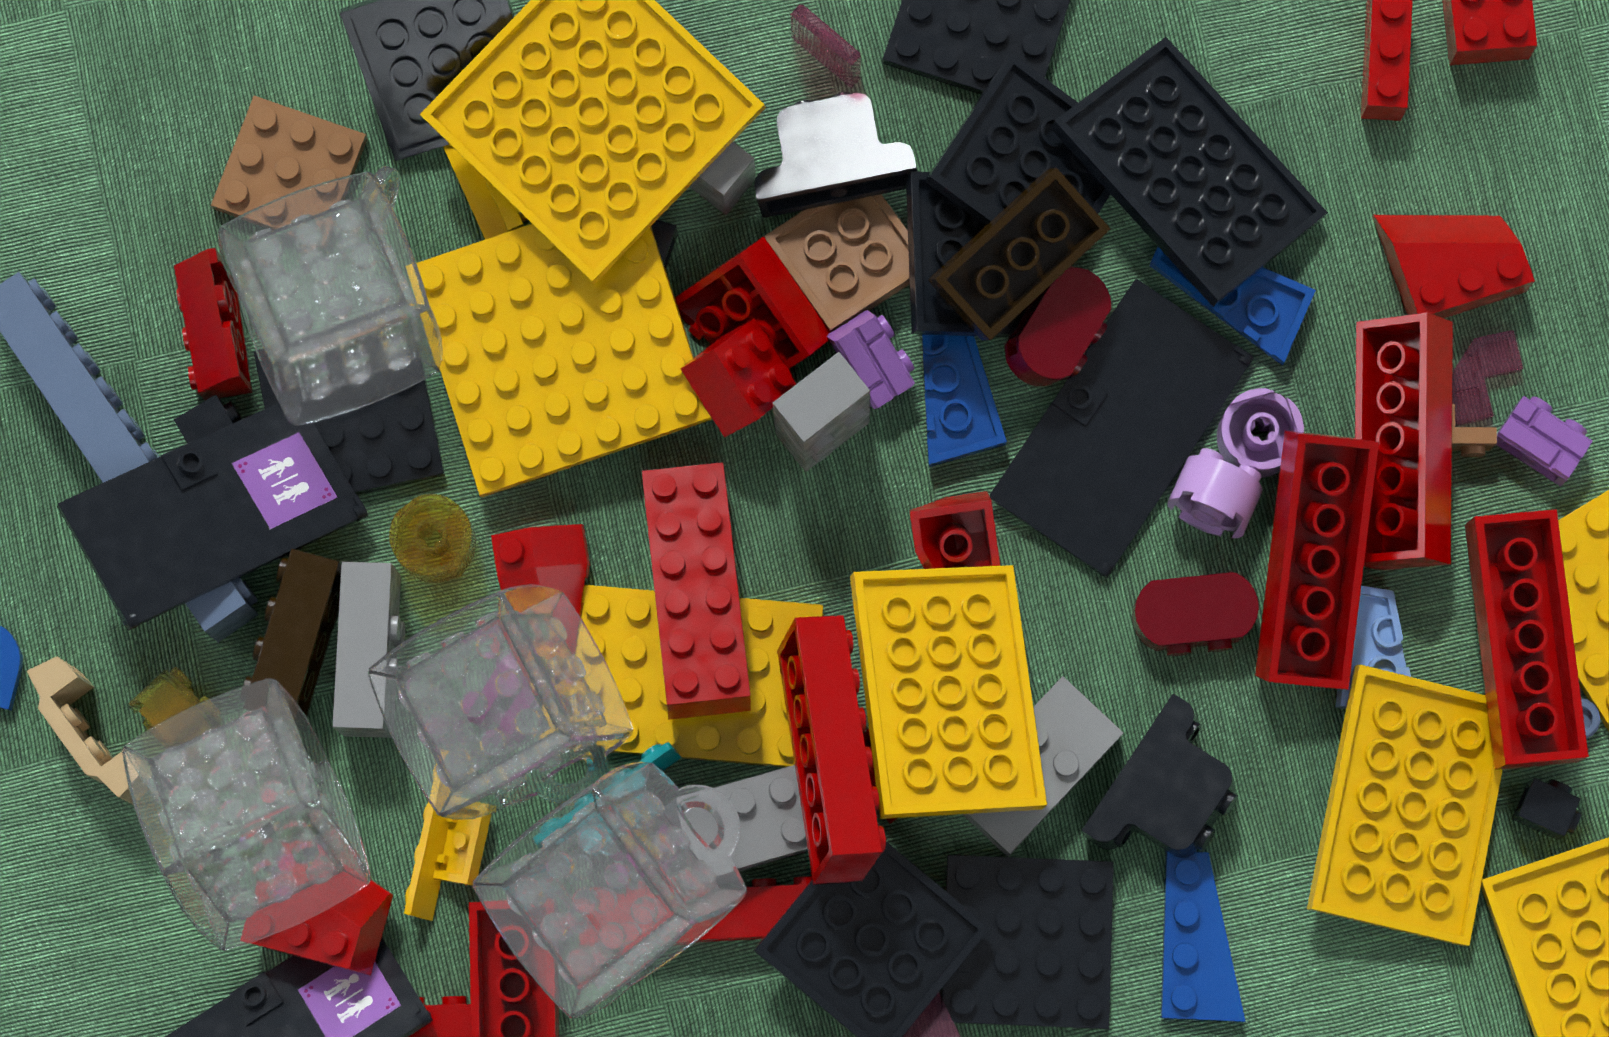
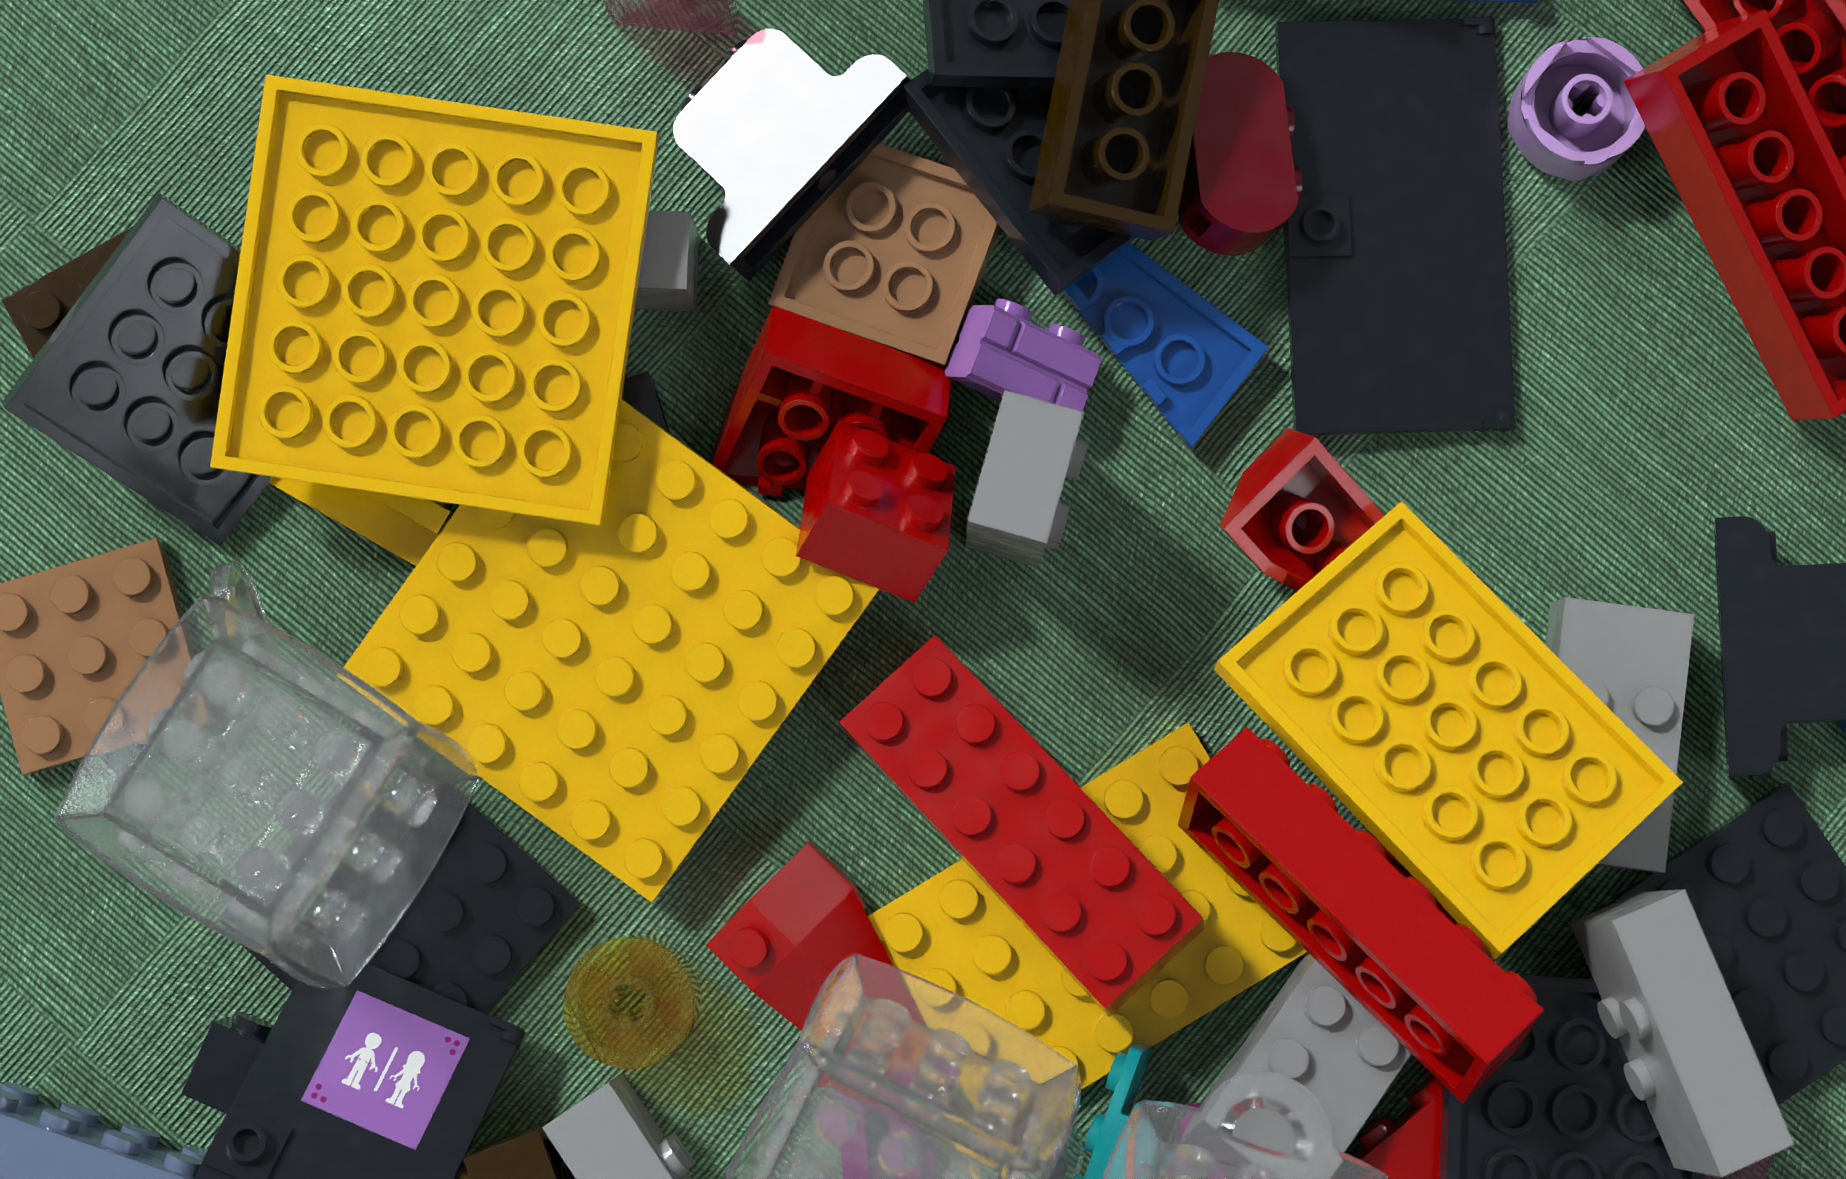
camera: 35 degrees left, 5 degrees up
(212, 327) = (143, 940): red wedge -> none
(950, 927) = (1680, 1033): none -> light grey brick
(1195, 613) = (1662, 395): dark red brick -> none
(1216, 494) = (1583, 224): lavender brick -> none

